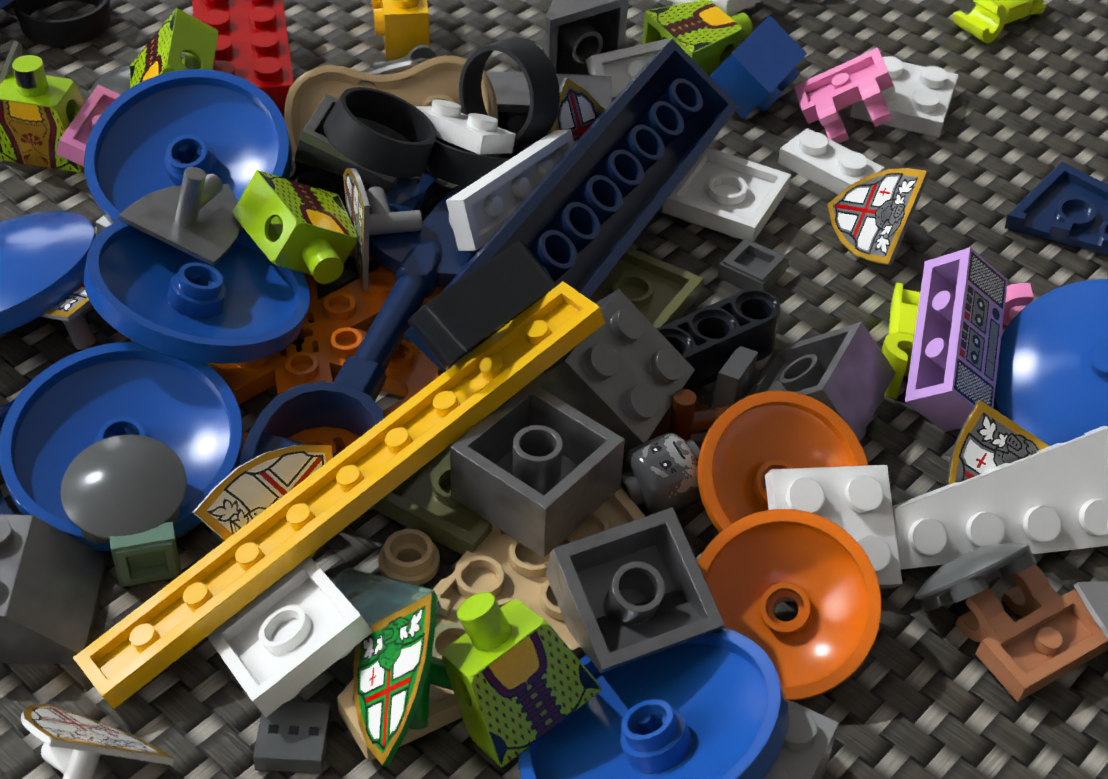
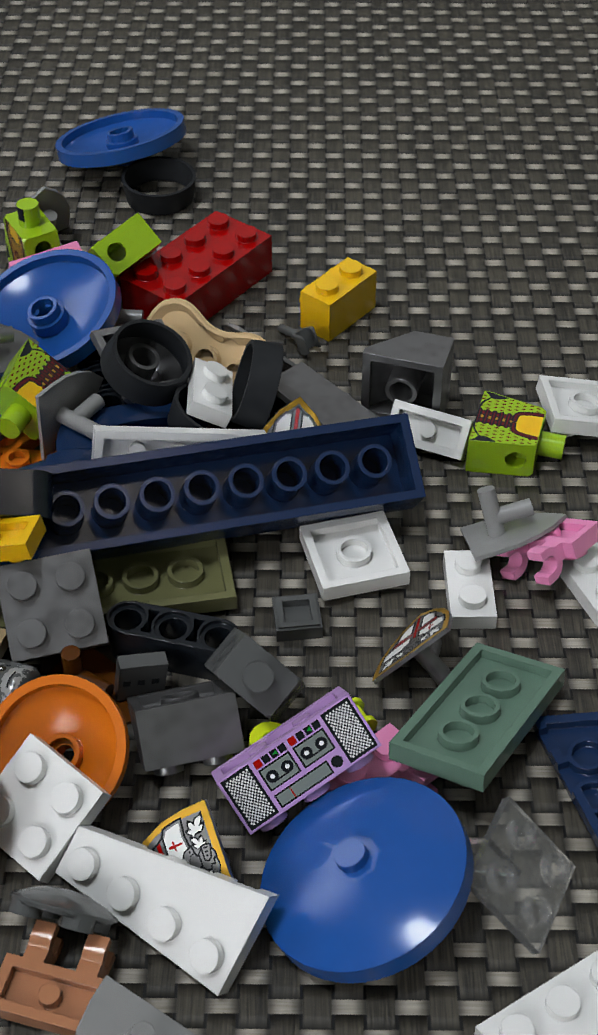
camera: 50 degrees right, 0 degrees up
(760, 68) = (513, 473): blue brick -> none
(811, 100) = (506, 525): none -> light grey shield
(839, 298) = (255, 674): none -> dark grey torso
(1003, 227) = (477, 716): none -> sand green plate

